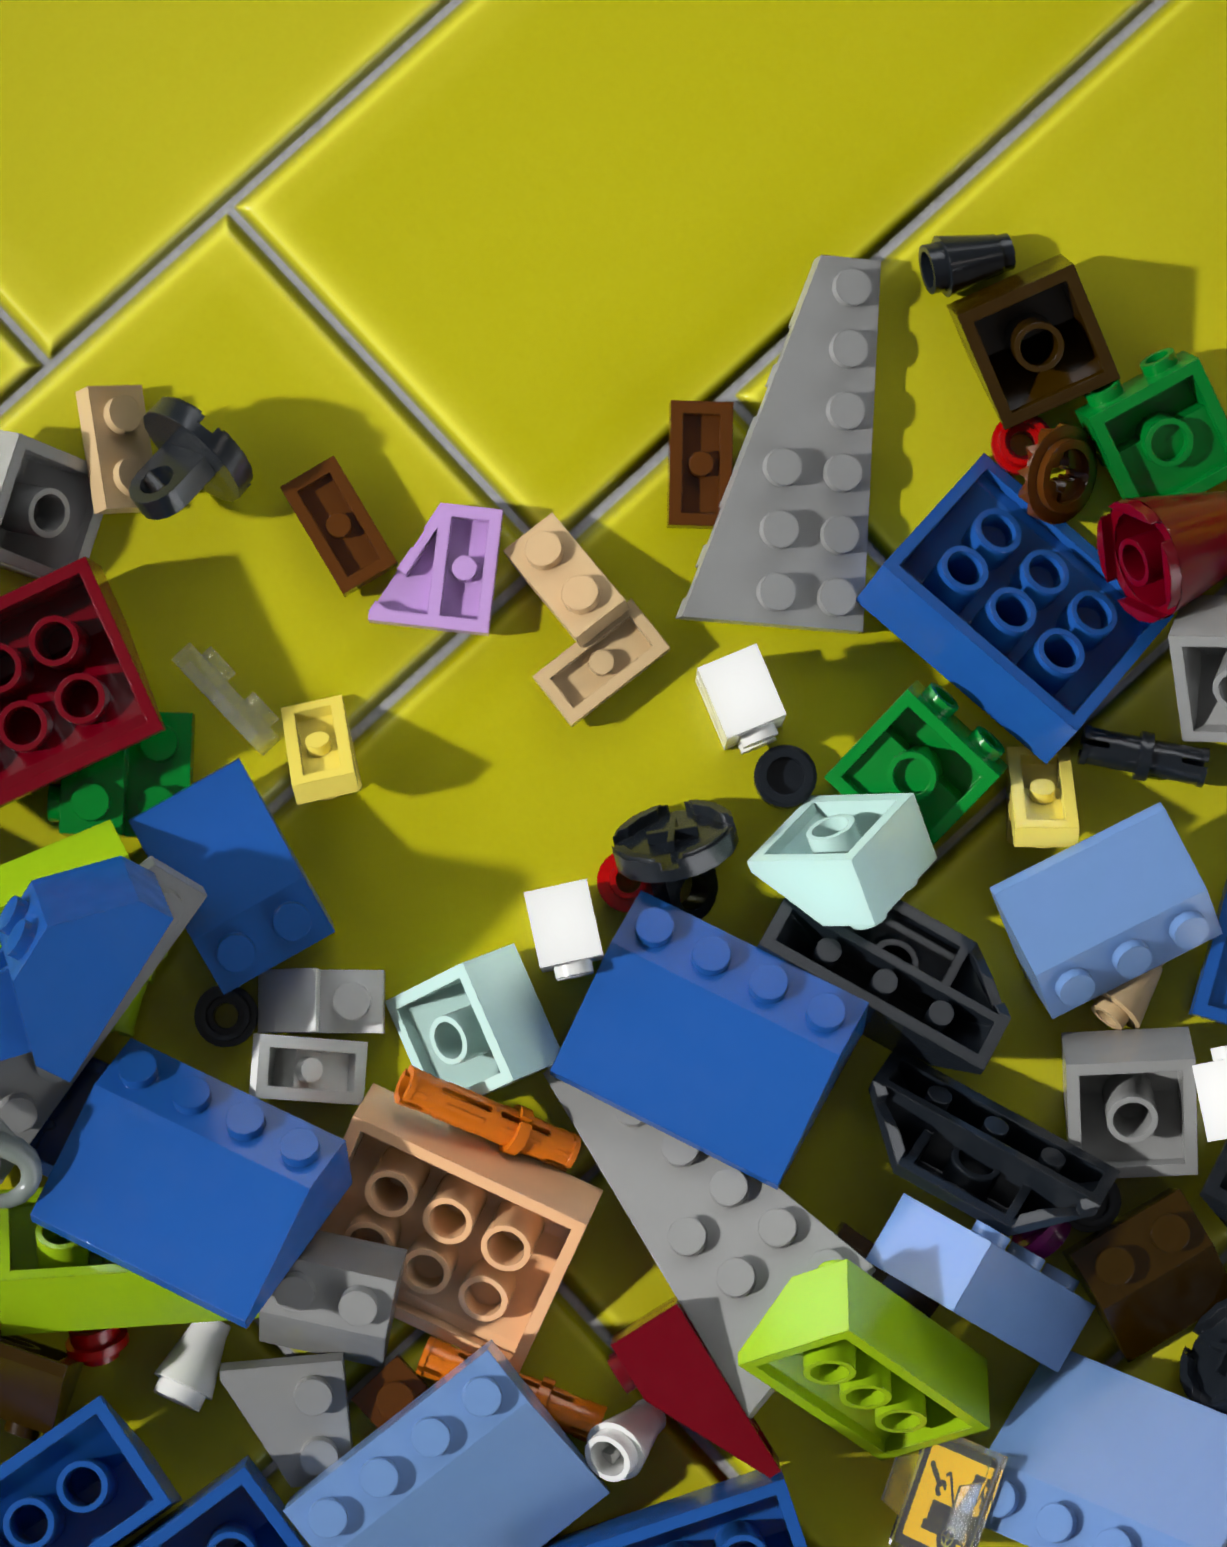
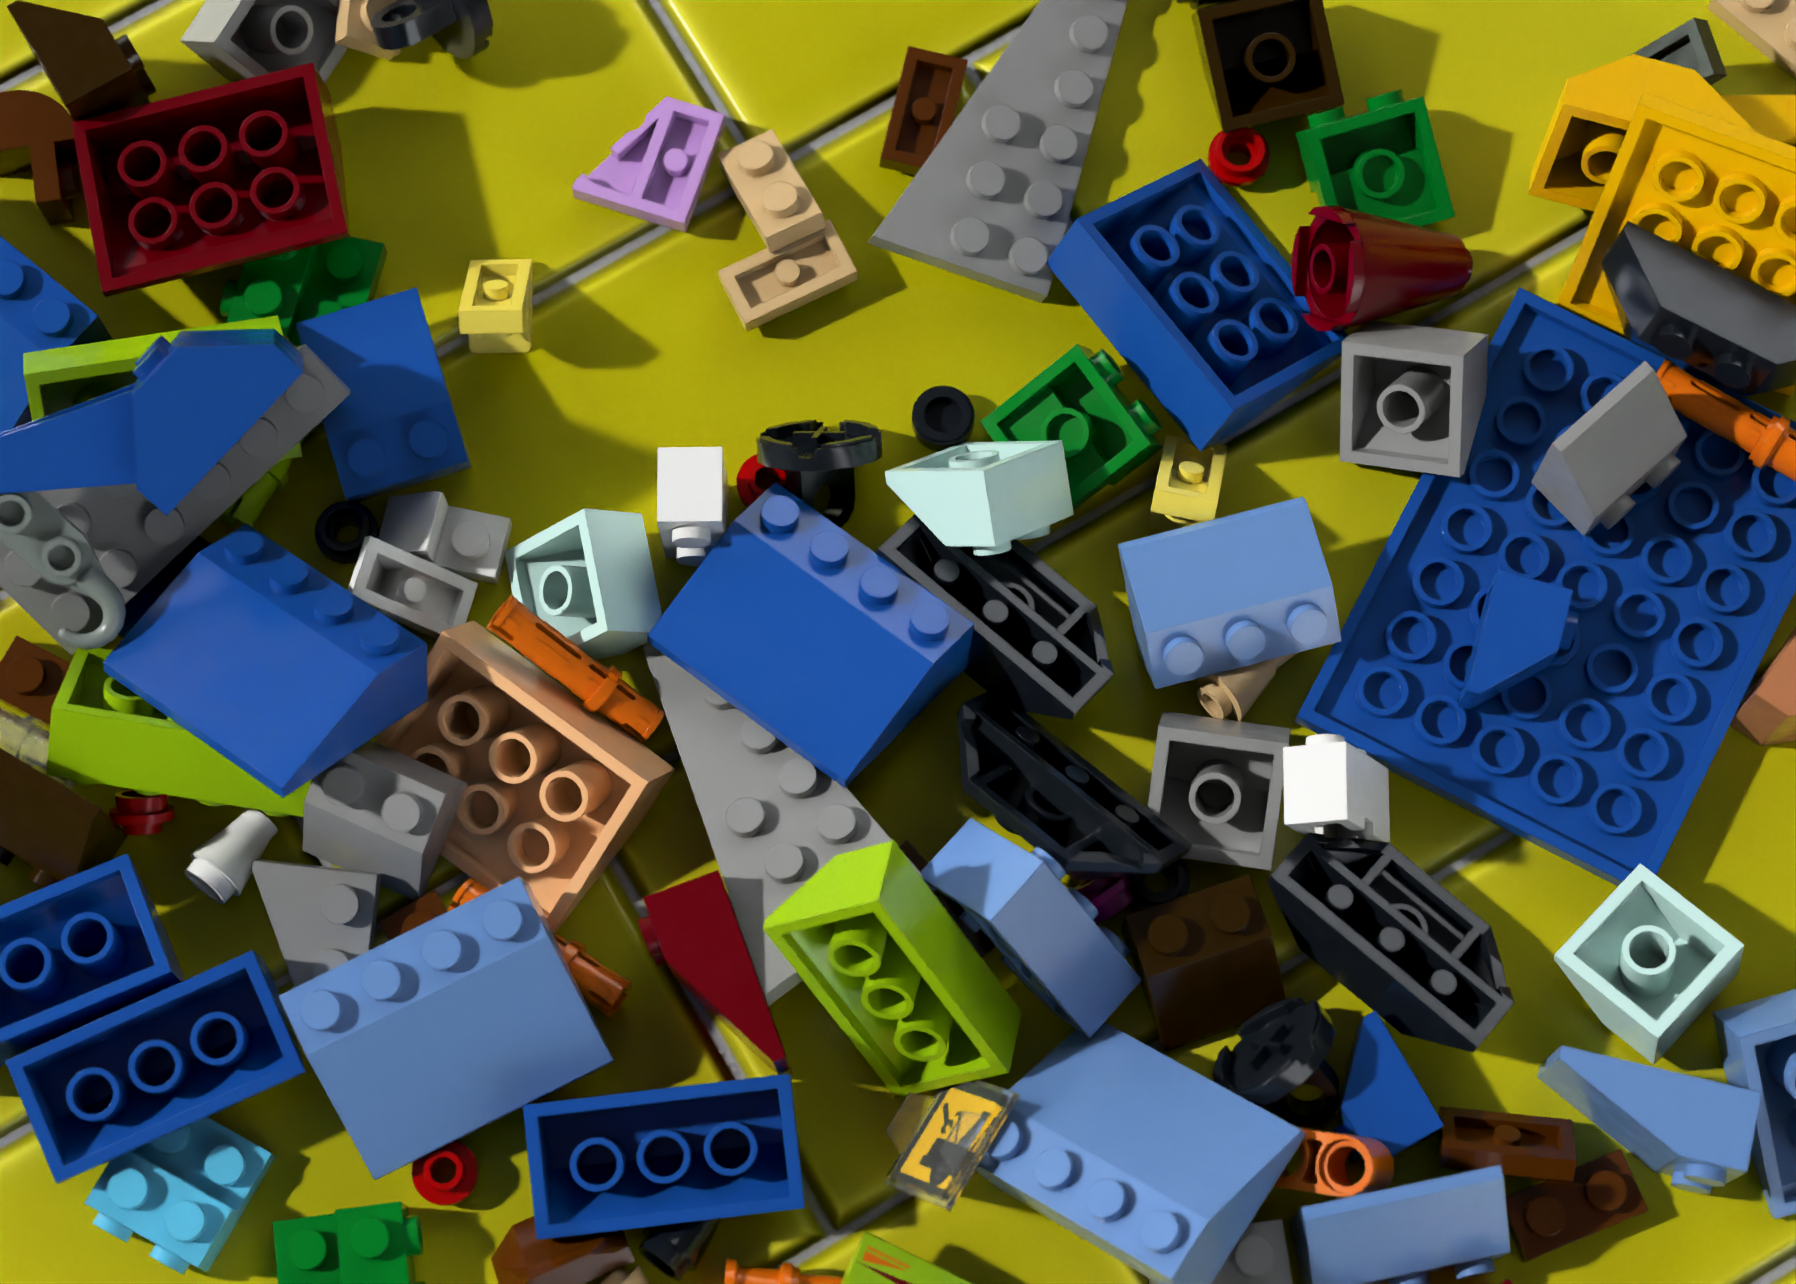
camera: 10 degrees right, 10 degrees down
(211, 676) = (410, 213): clear plate -> none
(339, 526) = (565, 102): reddish brown plate -> none
(623, 1442) = (638, 1013): white cone -> none
(741, 699) = (913, 324): white brick -> none
(1062, 496) = (1285, 167): reddish brown gear -> none
(1143, 756) = (1298, 466): black pin -> none

